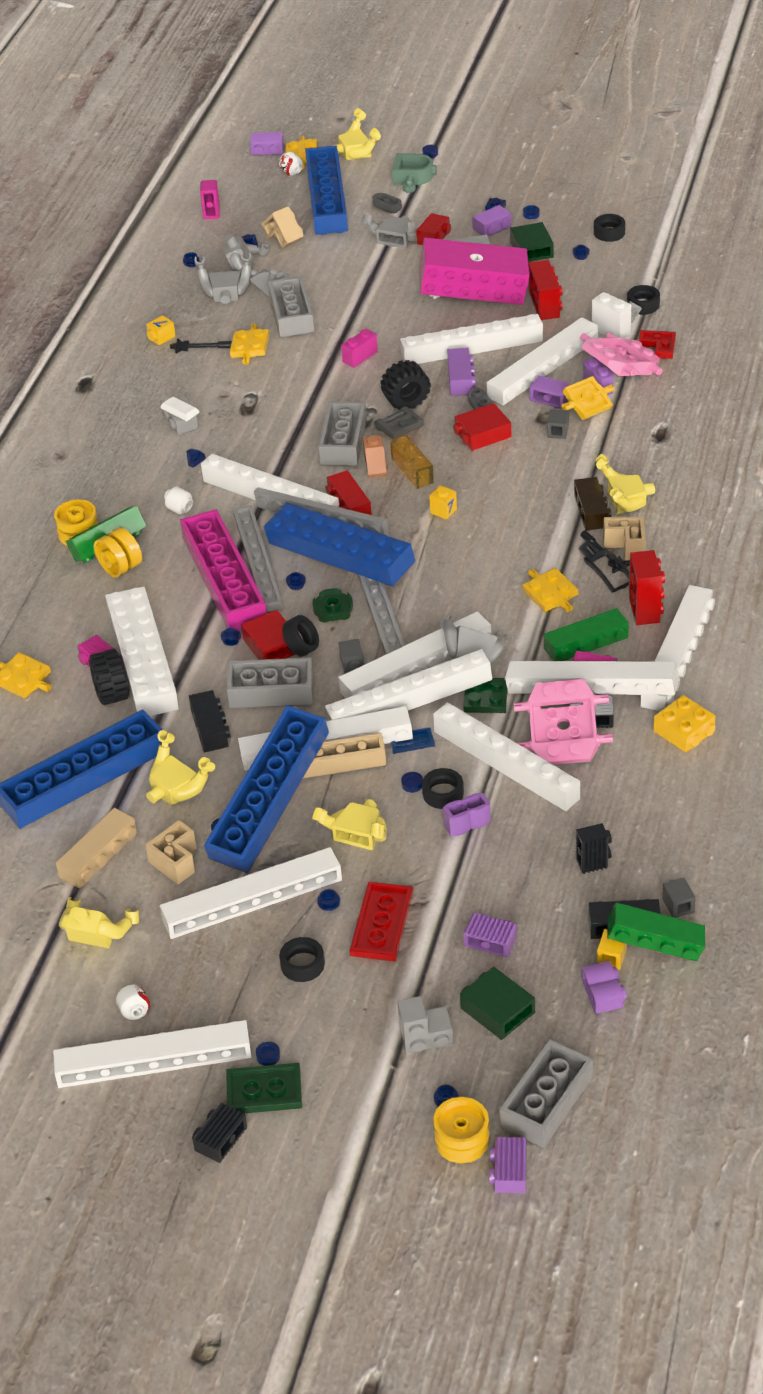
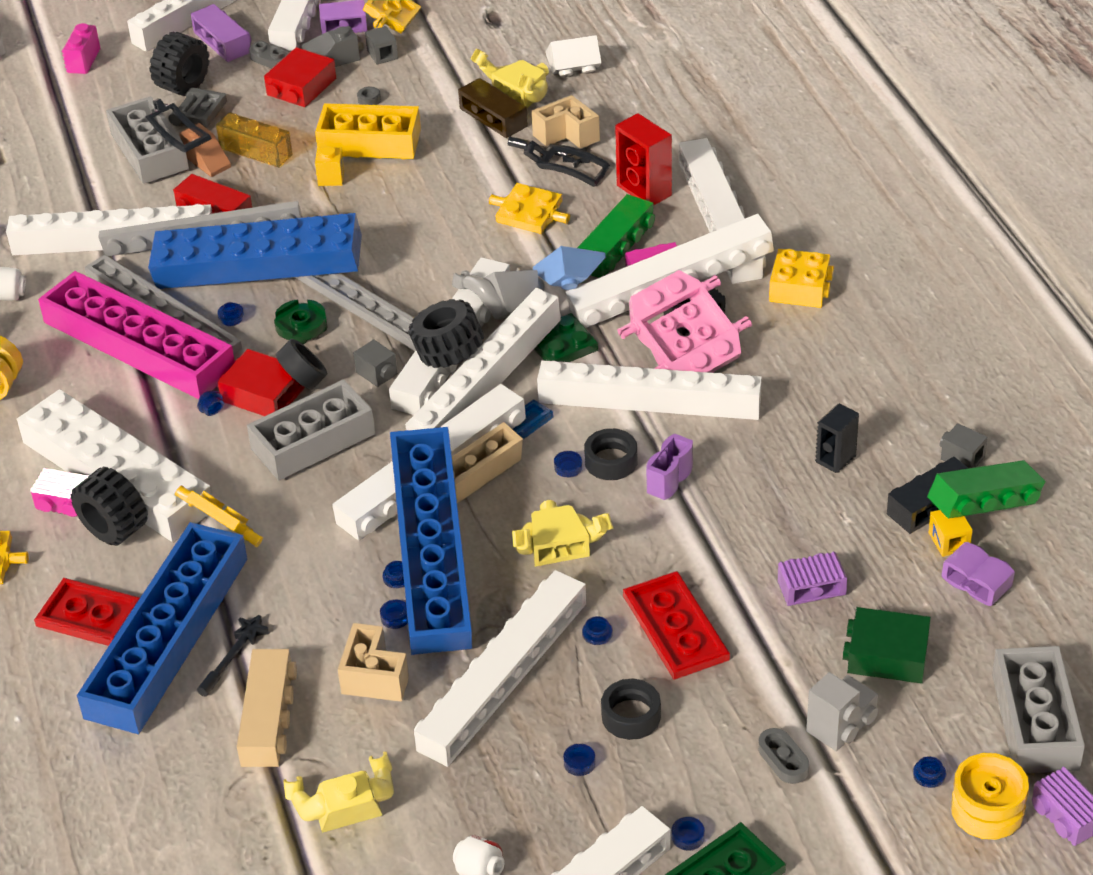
camera: 35 degrees left, 0 degrees up
(50, 735) = (85, 611): none -> red tile
(129, 797) = (248, 631): none -> black piece
(166, 713) = (227, 517): none -> yellow plate
(172, 778) = (291, 586): light yellow torso -> none
(209, 721) = (271, 504): black brick -> none
(246, 975) = (579, 759): none -> clear blue tile
(359, 414) = (160, 107): none -> black sword
(365, 1039) = (788, 760): none -> dark grey plate
(394, 655) = (446, 333): none -> black tyre
(489, 486) = (370, 130): none -> yellow brick
(518, 460) = (369, 96): none -> dark grey tile
(521, 644) = (568, 266): none -> medium blue slope
(525, 413) = (336, 44): none -> dark grey slope
(682, 486) = (574, 55): none -> white slope

